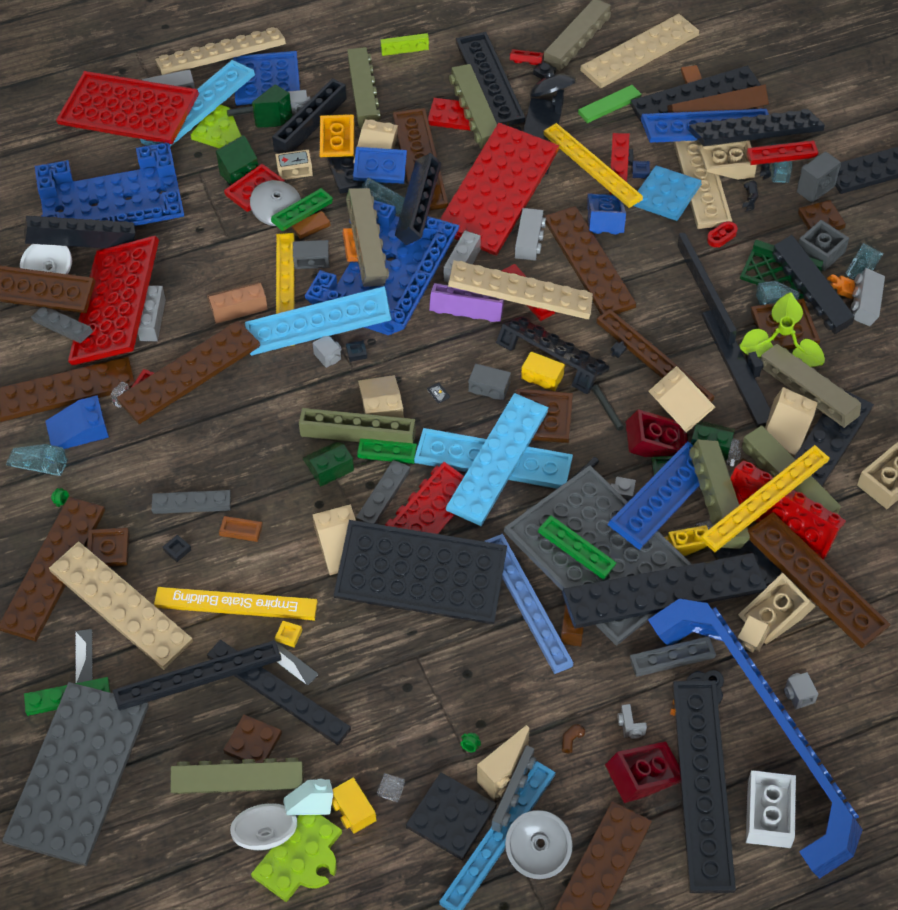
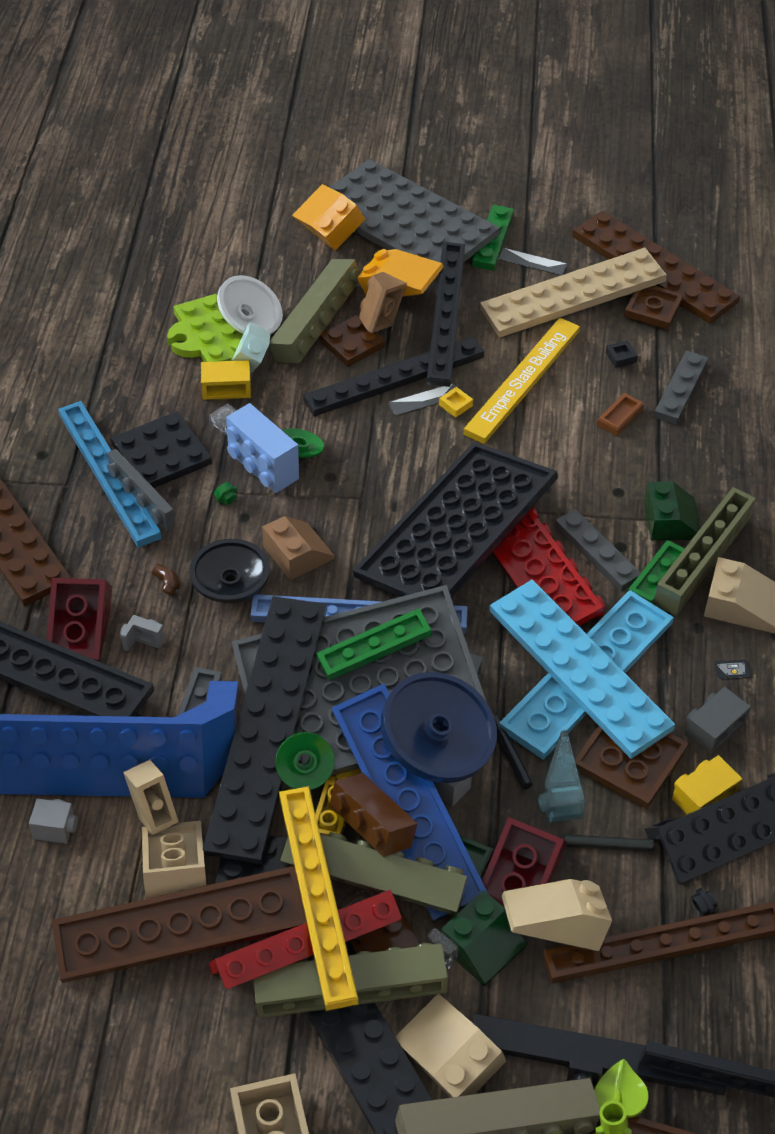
camera: 115 degrees right, 5 degrees down
(59, 496) = (739, 287): green plate -> none
(107, 830) = (329, 216): none -> light orange slope
(170, 726) = (410, 268): none -> light orange slope
(216, 721) = (381, 301): none -> medium nougat slope
(331, 534) = (571, 486): tan slope -> none
(391, 708) = (308, 443): none -> green dish
(421, 729) = (262, 448): none -> light blue brick
(493, 668) = (295, 546): none -> medium nougat slope
(498, 767) = (167, 479): tan slope -> none
(525, 852) = (70, 490): light grey dish -> none
(550, 680) = (229, 570): none -> black dish
(587, 439) = (562, 788): none -> clear light blue slope
(619, 482) = (438, 727): none -> dark blue dish
(680, 553) = (315, 770): none -> green dish
(693, 499) = (373, 814): none -> reddish brown brick

